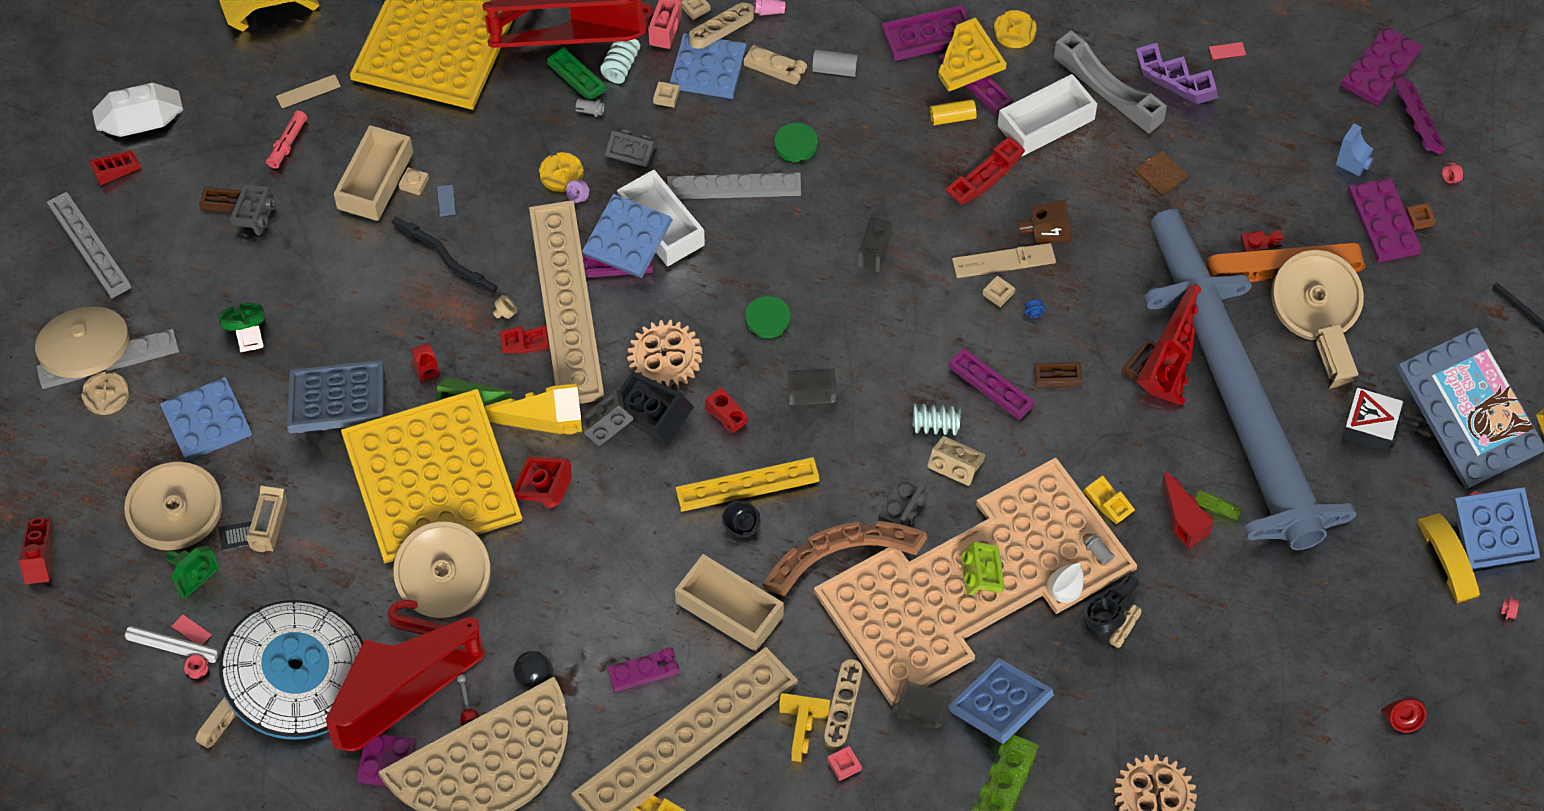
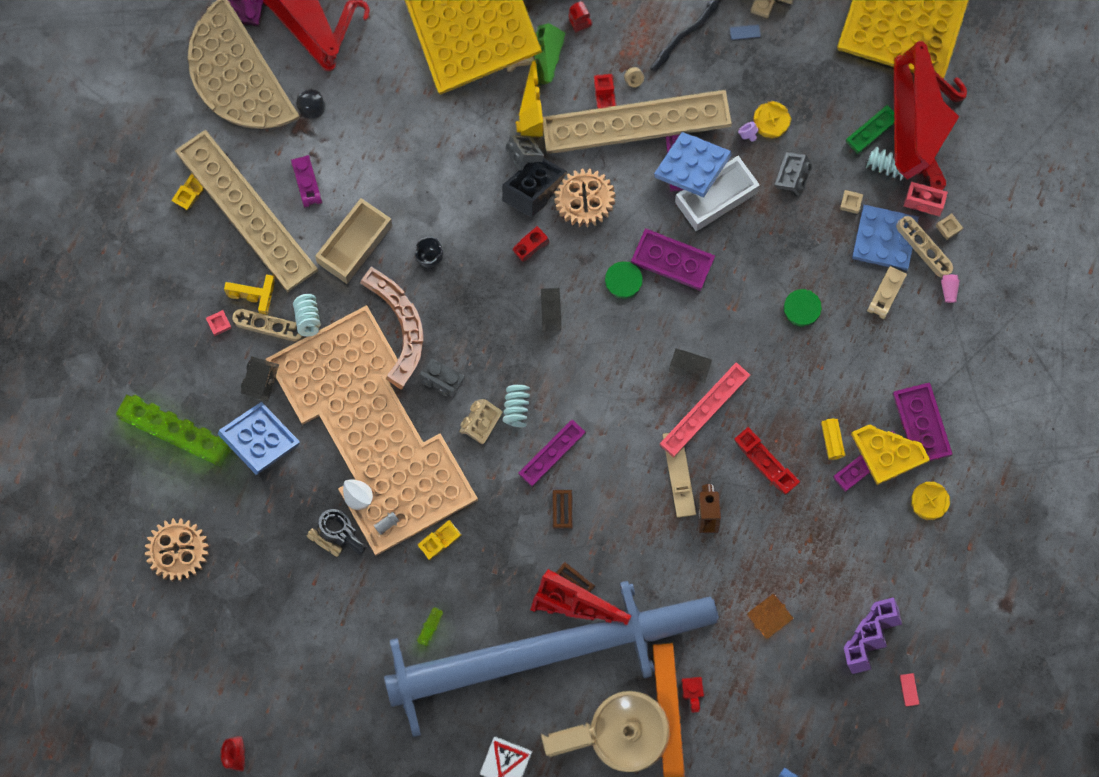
camera: 90 degrees right, 15 degrees up
(442, 569) = (392, 35): tan dish -> none
(468, 714) = (273, 59): hinge -> none
(543, 480) = (470, 107): red slope -> none
(590, 107) = (838, 140): light grey pin -> none
(735, 185) = (756, 257): light grey plate -> none
(741, 266) = (672, 259): none -> magenta plate
(747, 484) = (463, 259): yellow plate -> none
(832, 652) = (306, 315): none -> light aqua piece
(835, 62) = (889, 342): light grey brick -> none
(927, 231) = (704, 410): none -> coral plate
(982, 568) = (372, 431): lime bracket -> none
(998, 291) = (643, 465): tan plate -> none
(1034, 308) = (626, 494): blue plate -> none
(1047, 114) = (825, 517): white piece -> none
(1138, 106) = (863, 575): light grey arch -> none
(1186, 517) = (418, 598): red slope -> none

